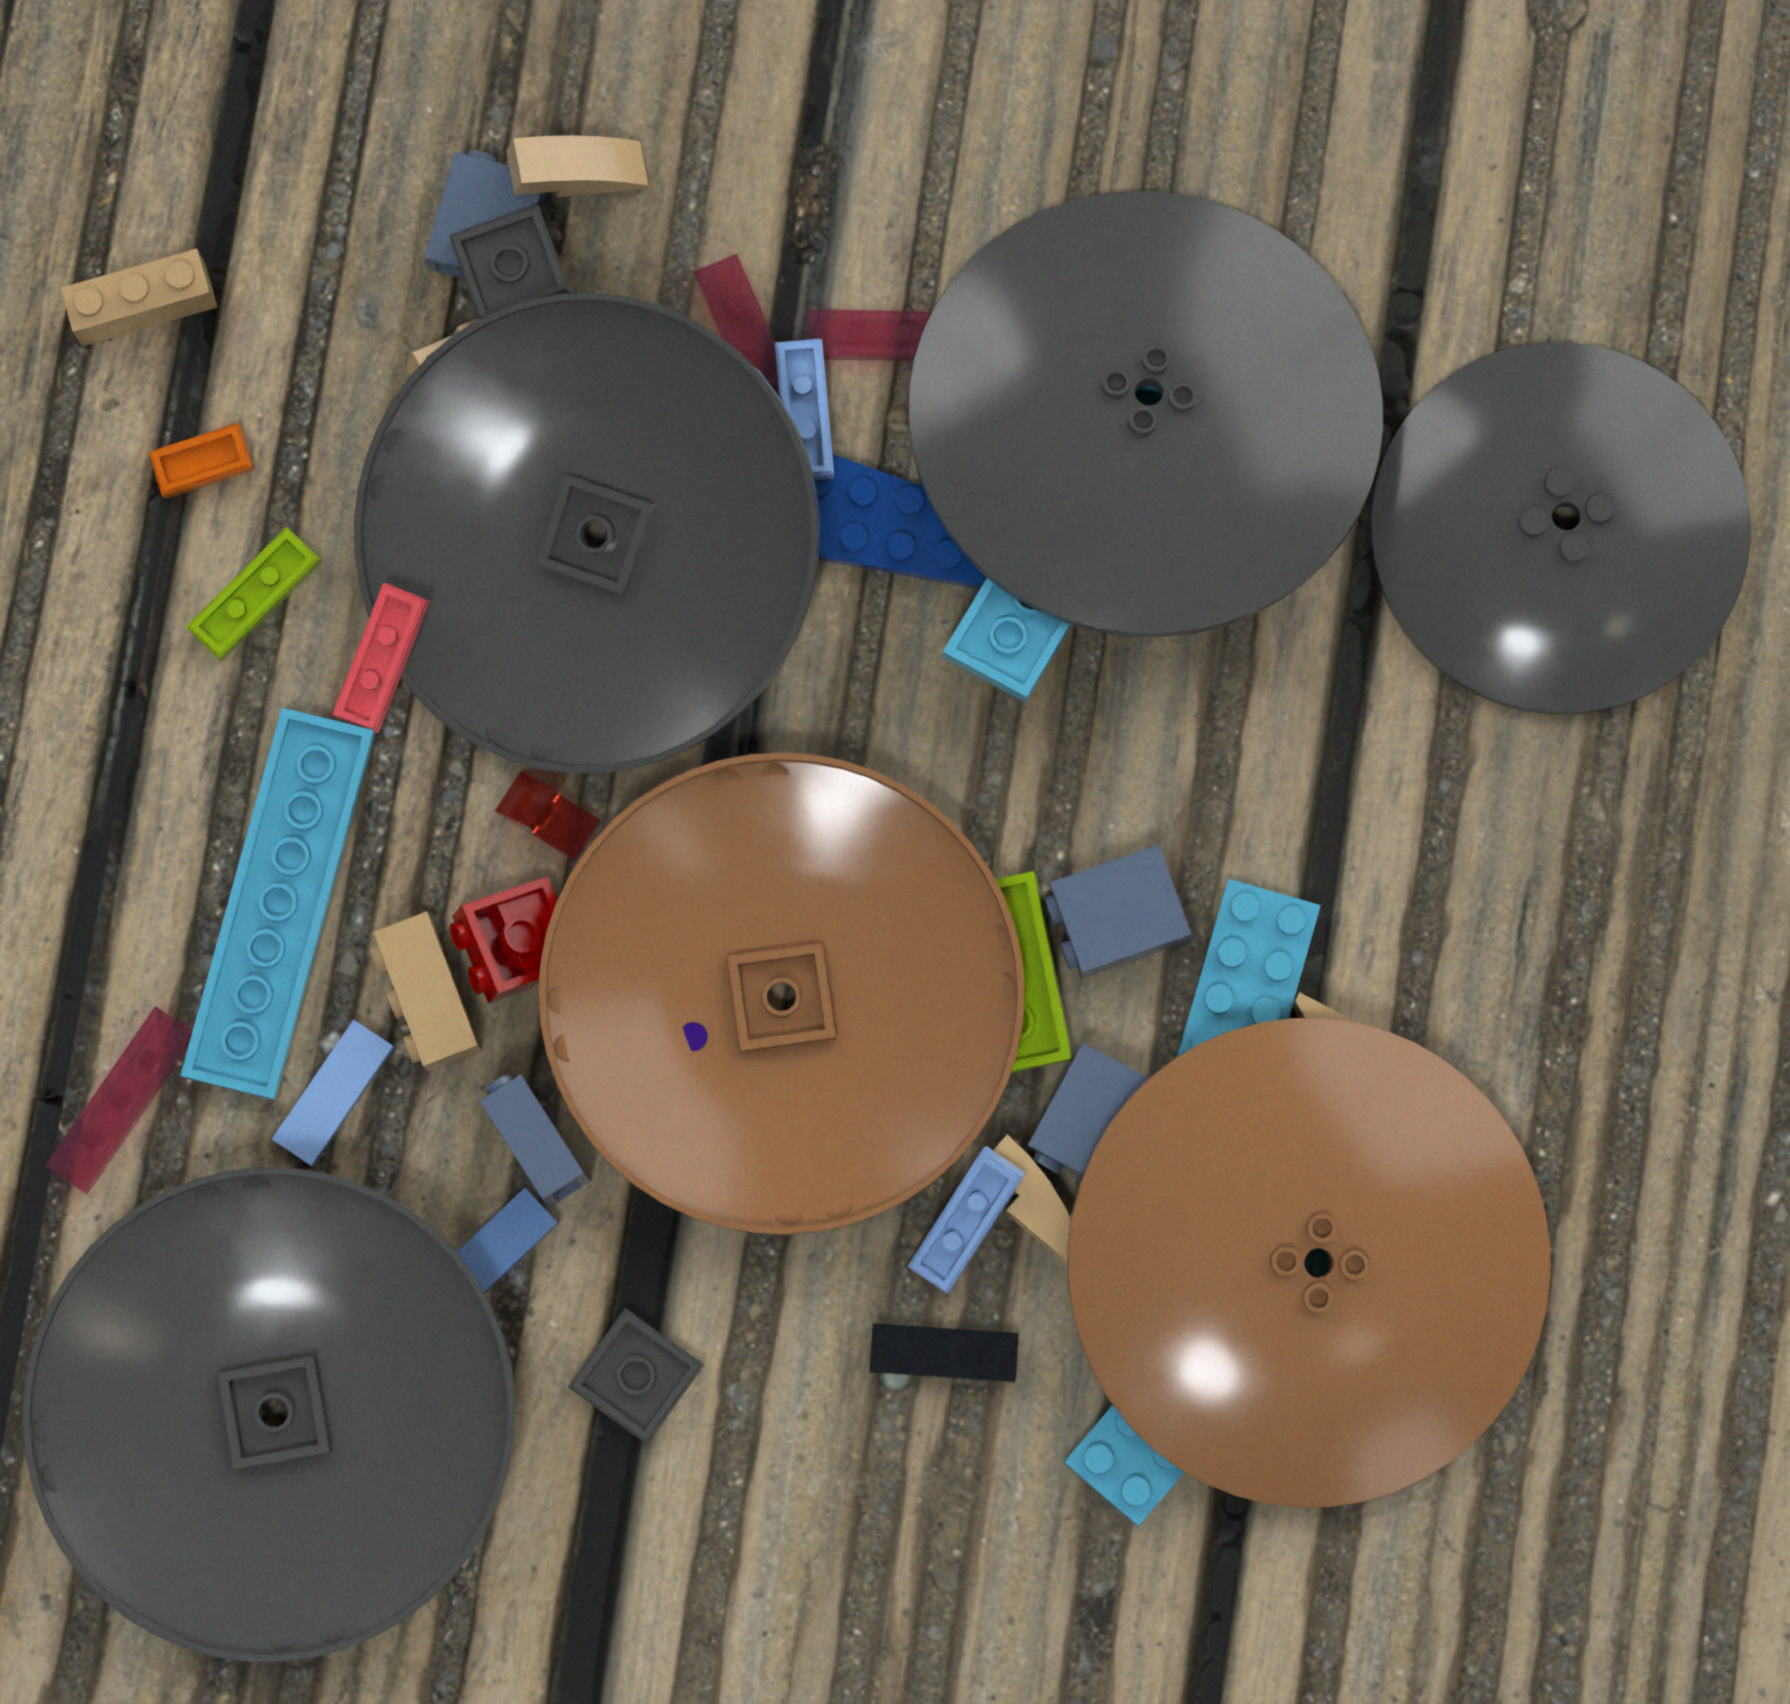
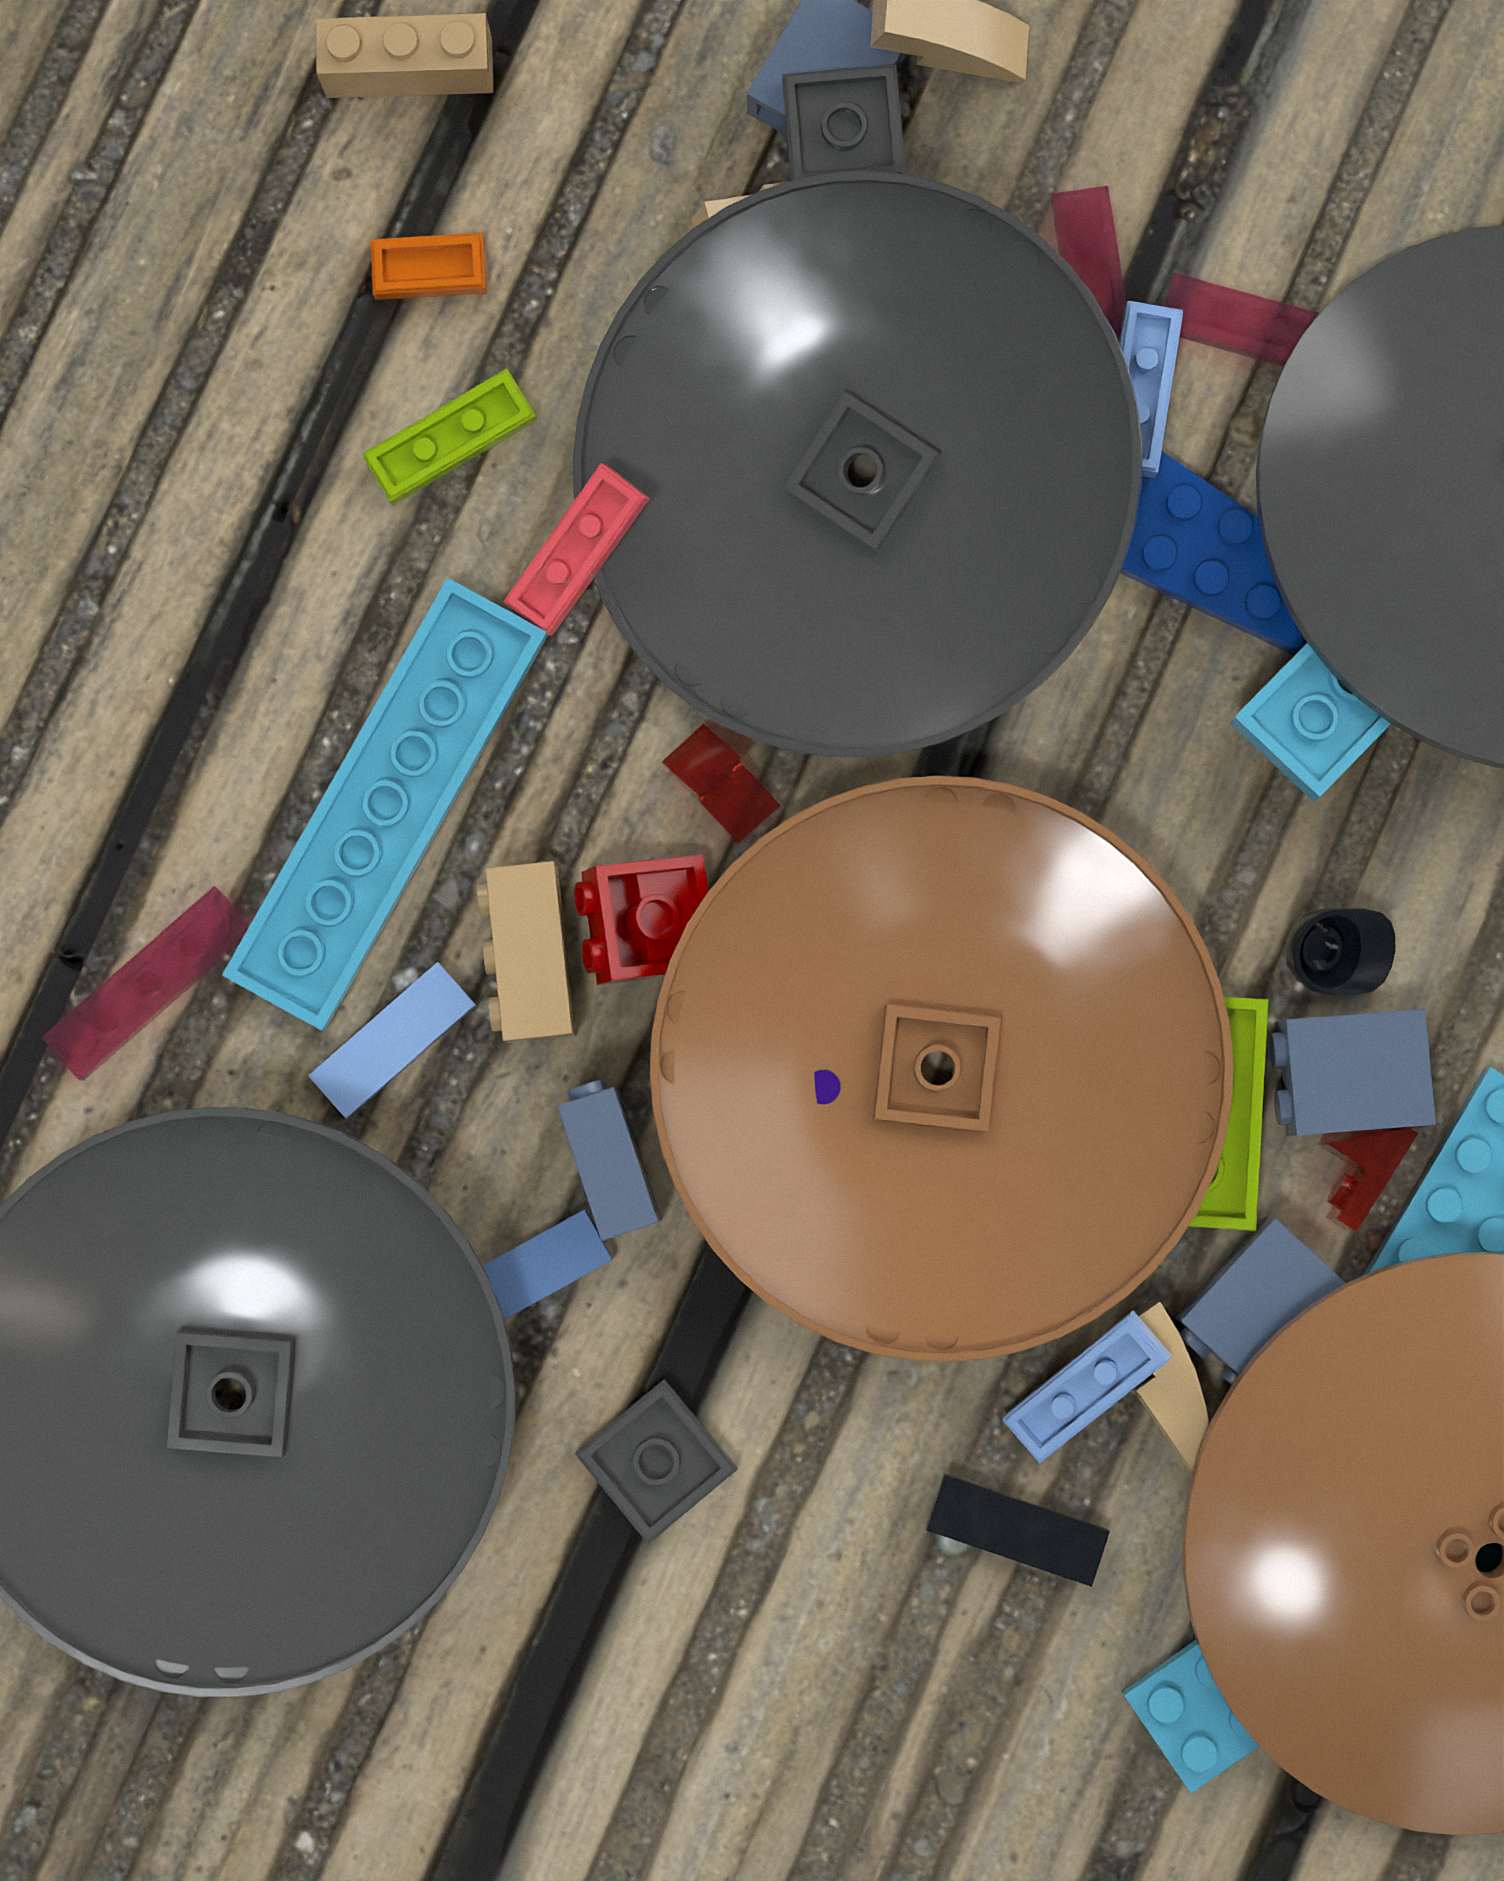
camera: 15 degrees right, 5 degrees up
(1083, 816) = (1341, 950): none -> black cap
(1150, 975) = (1375, 1160): none -> clear red slope

